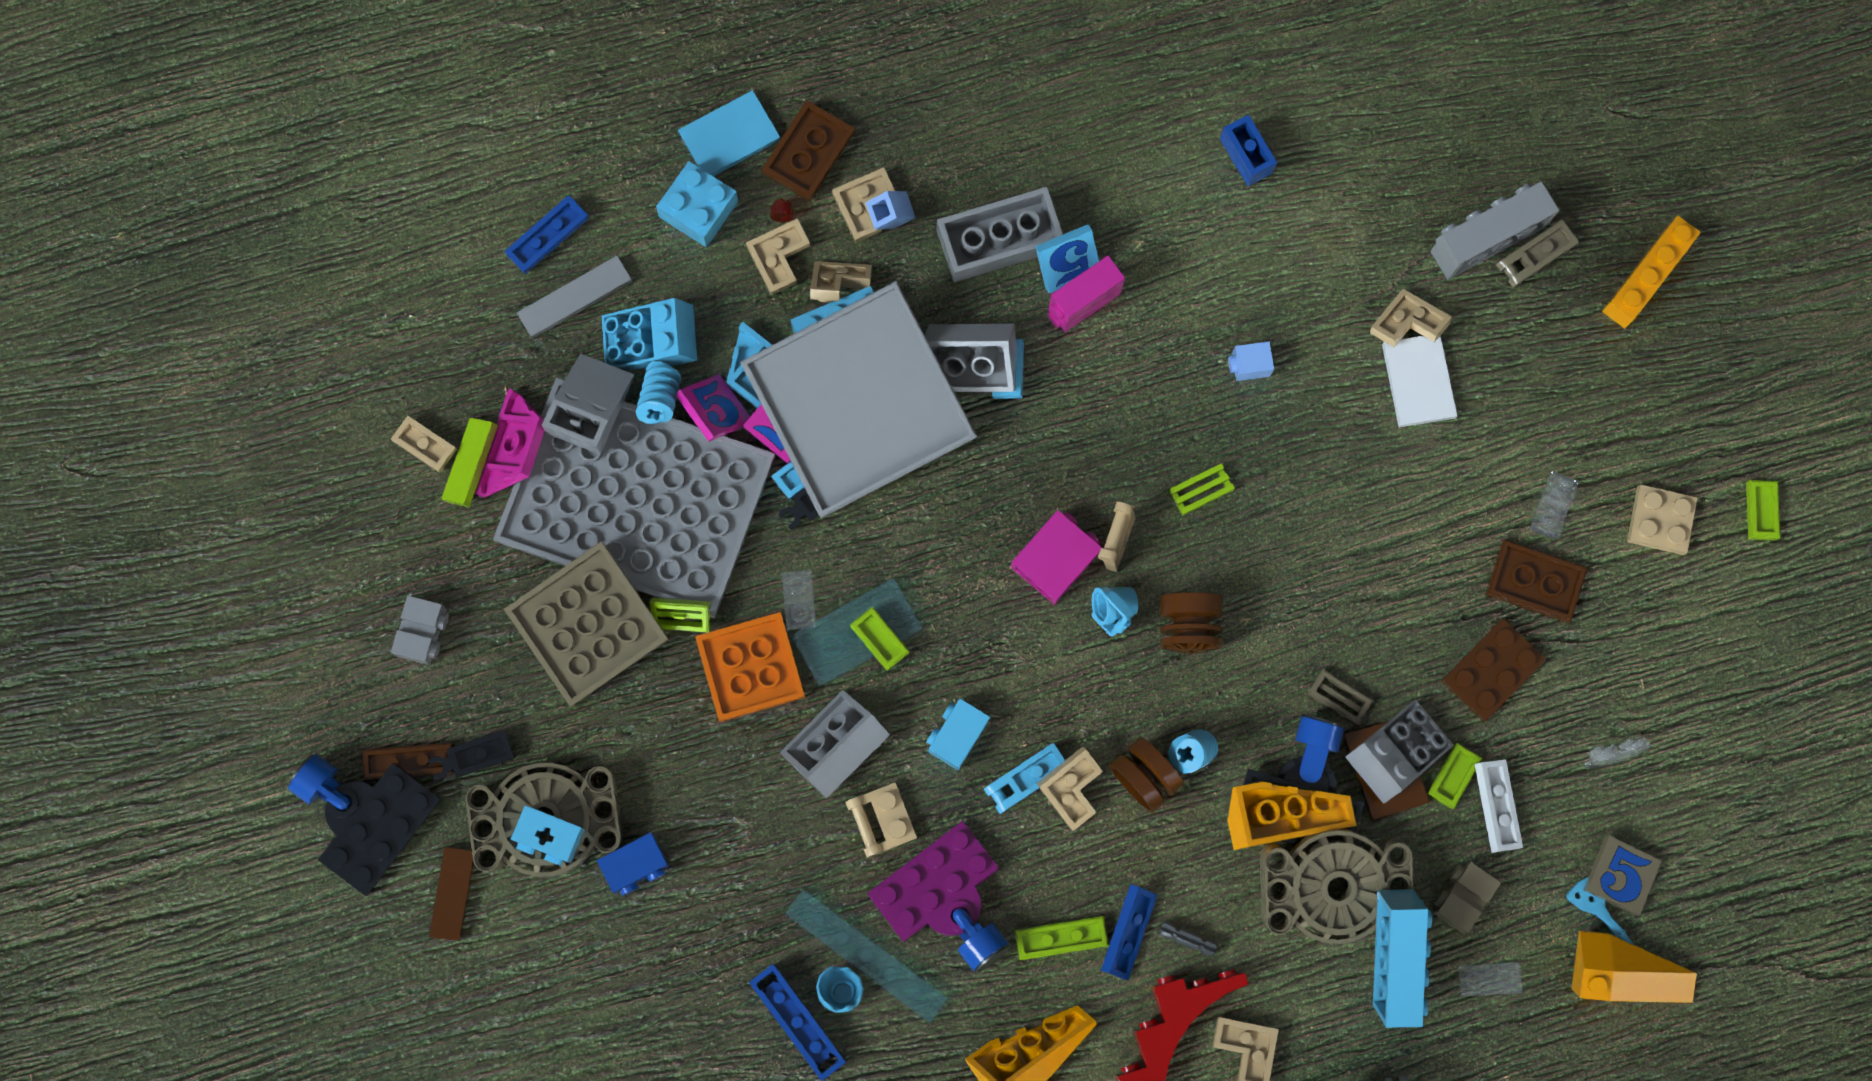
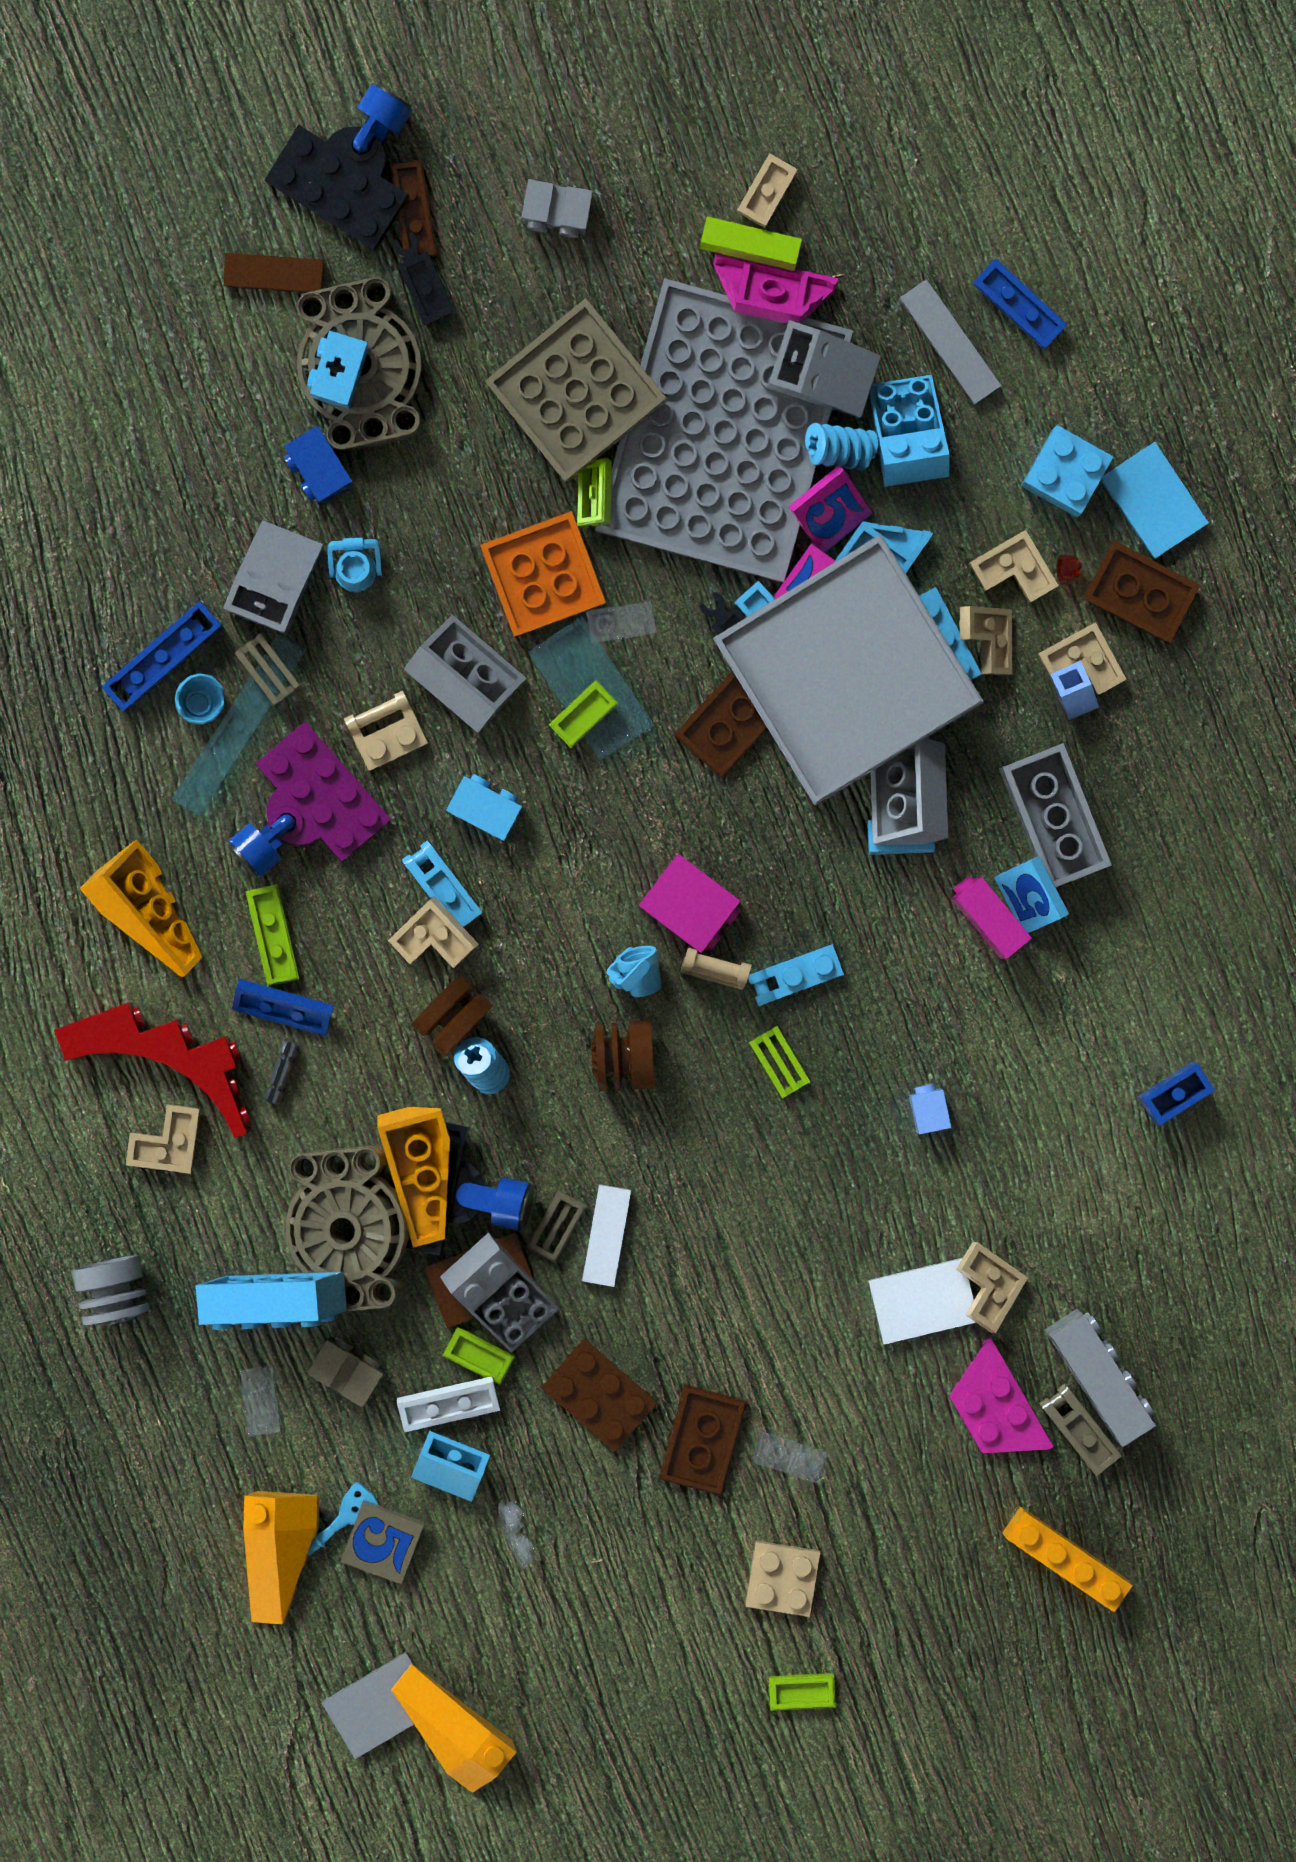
camera: 85 degrees right, 10 degrees up
(730, 837) = (355, 568): none -> medium azure piece
(733, 912) = (273, 577): none -> light grey slope
(795, 937) = (250, 646): none -> dark tan tile
(899, 517) = (722, 727): none -> reddish brown tile
(1124, 467) = (797, 974): none -> medium azure plate
(1350, 653) = (606, 1235): none -> white tile
(1515, 324) = (996, 1407): none -> dark pink wing
(1556, 806) = (450, 1466): none -> medium azure brick
(1771, 888) = (368, 1710): none -> light grey tile
(1802, 817) = (458, 1736): none -> light orange wedge

